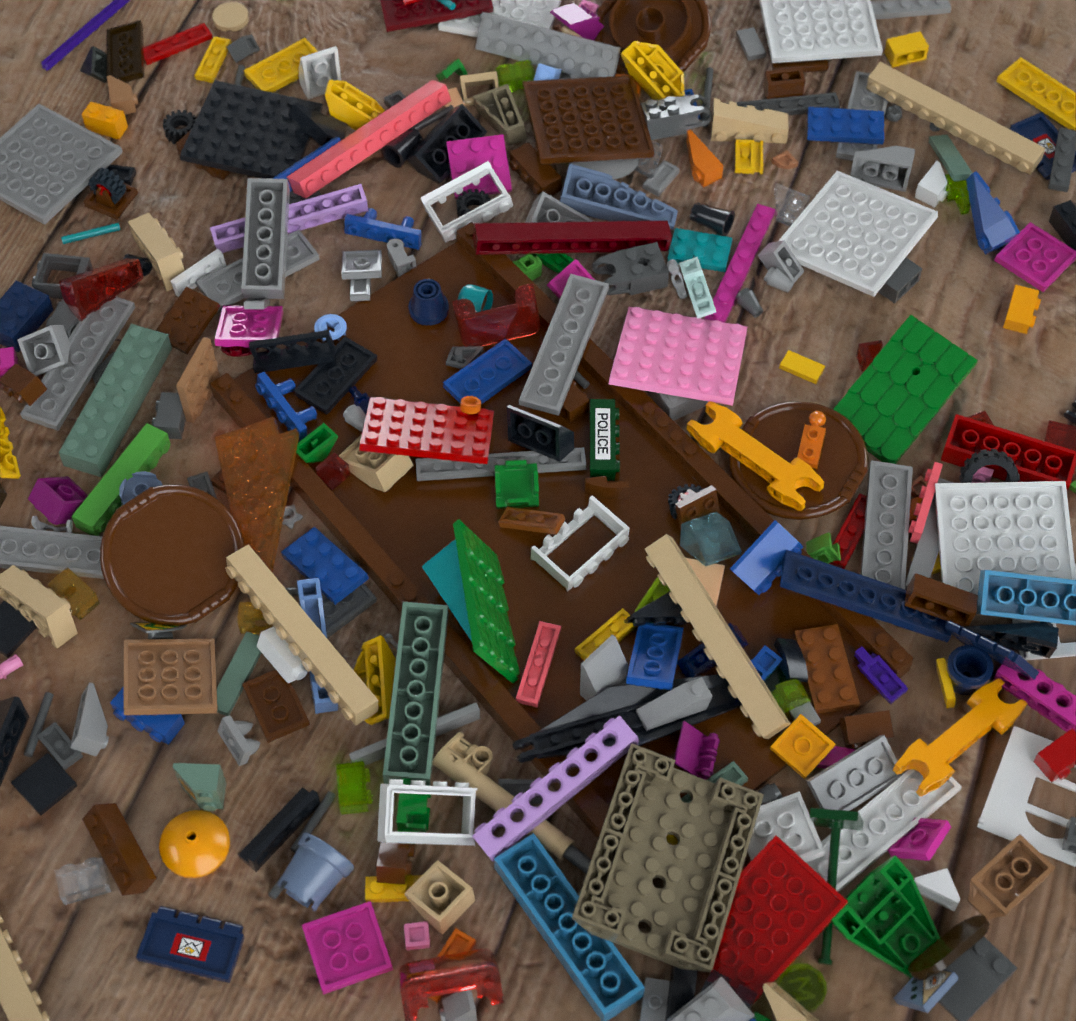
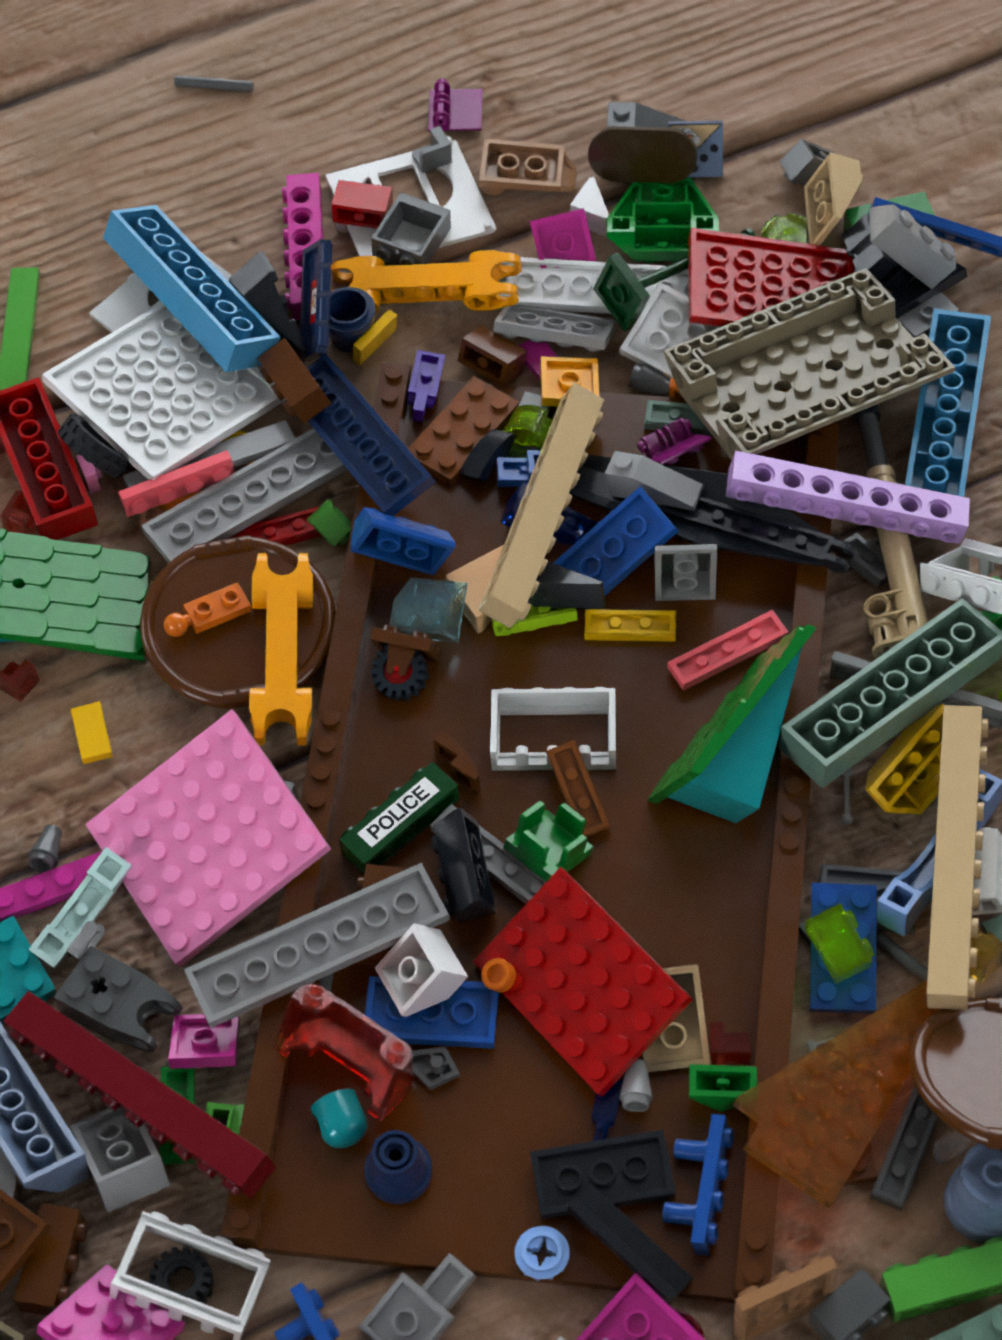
camera: 130 degrees left, 0 degrees up
(321, 549) = (839, 943): none -> clear neon green brick
(399, 258) = (349, 1297): light grey leg -> none
(505, 376) = (420, 970): none -> white slope
(1020, 783) = (409, 209): none -> dark grey window

